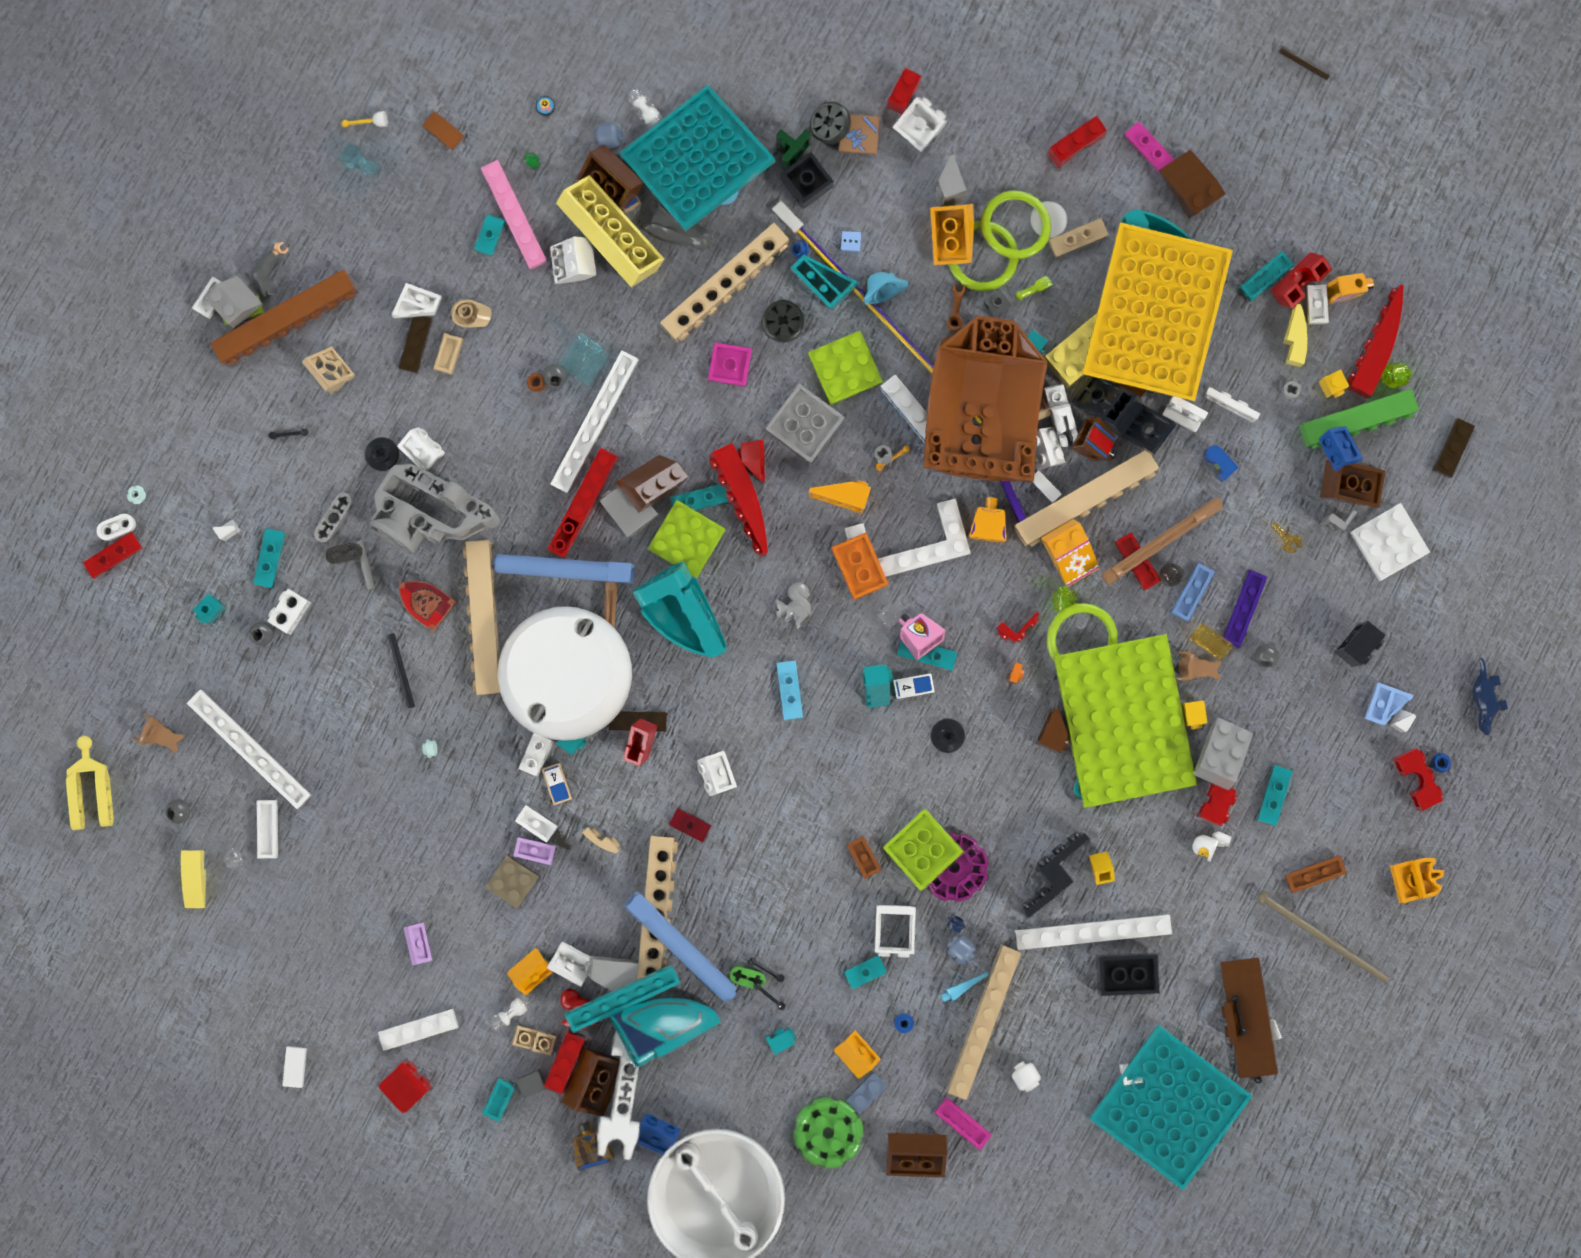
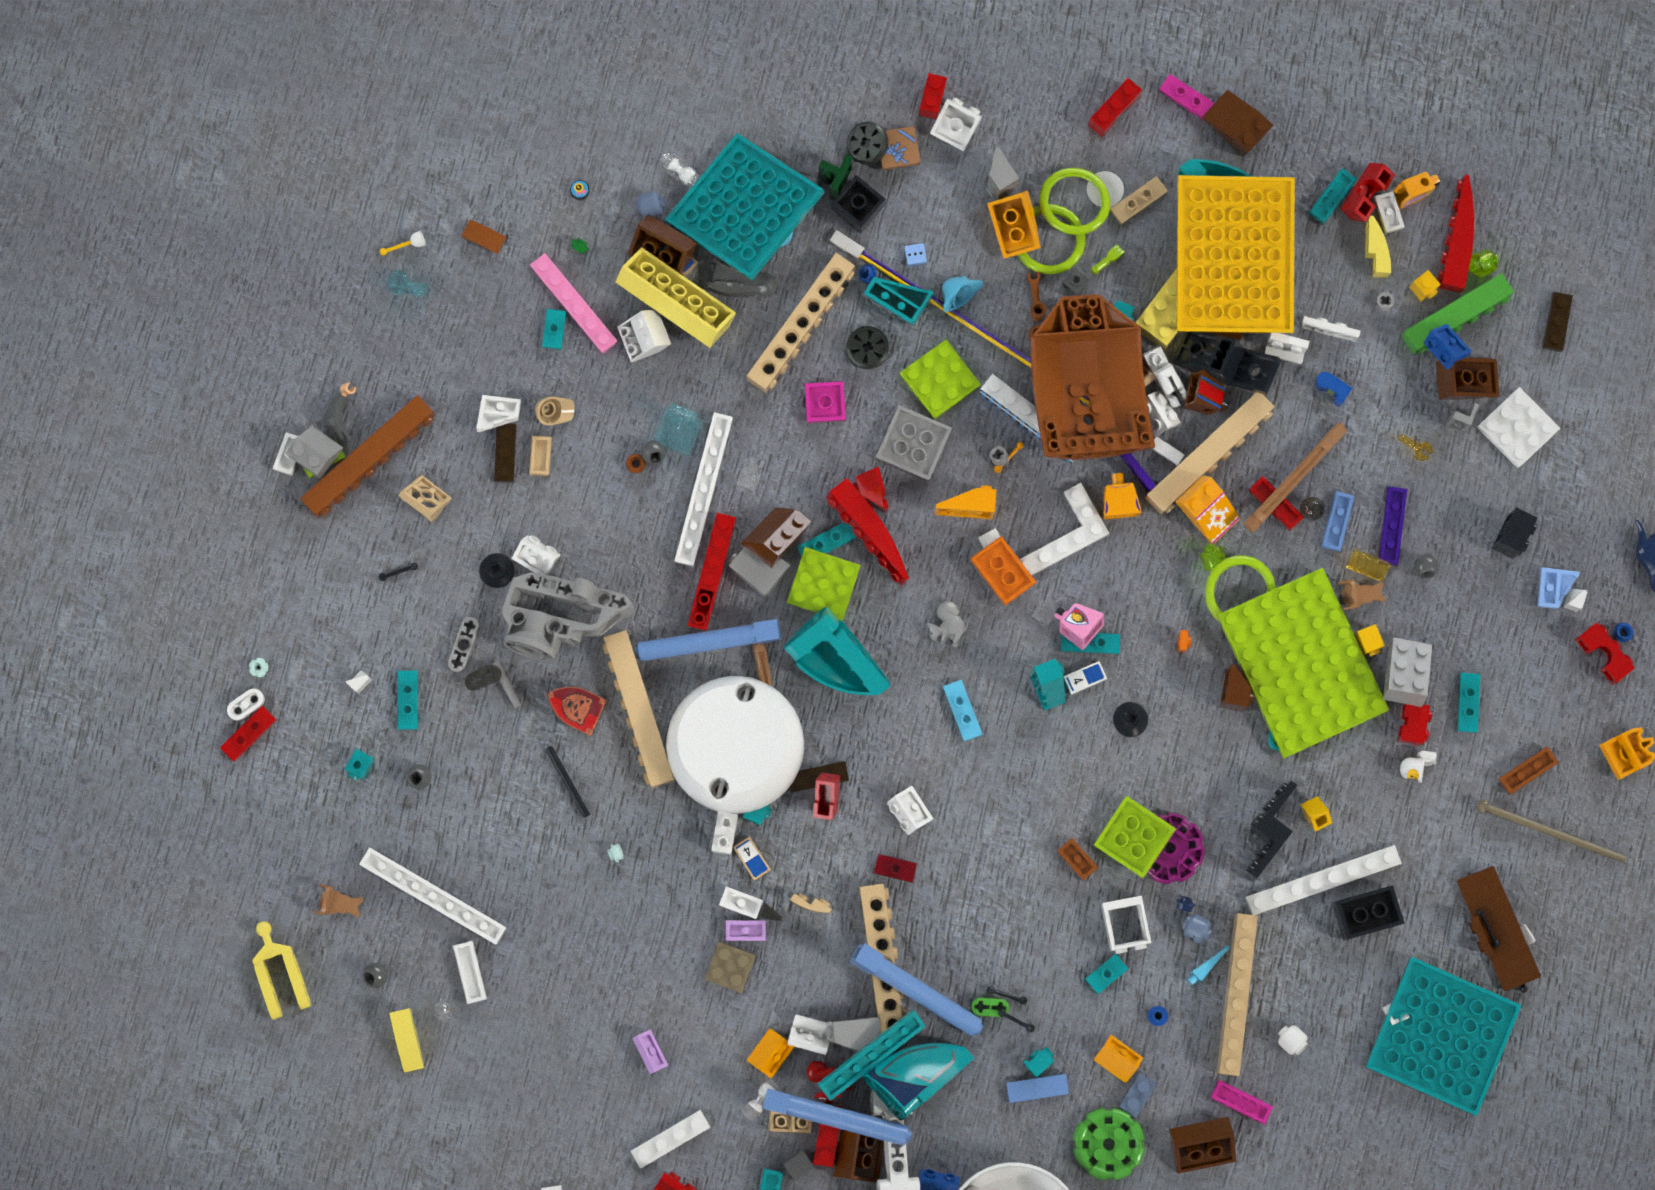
camera: 20 degrees left, 5 degrees down
(293, 614) = (447, 749): white brick -> none
(532, 1026) = (837, 1117): none -> medium blue brick
(773, 1064) = (1037, 1088): none -> medium blue tile
(1006, 633) = (1163, 603): red bracket -> none

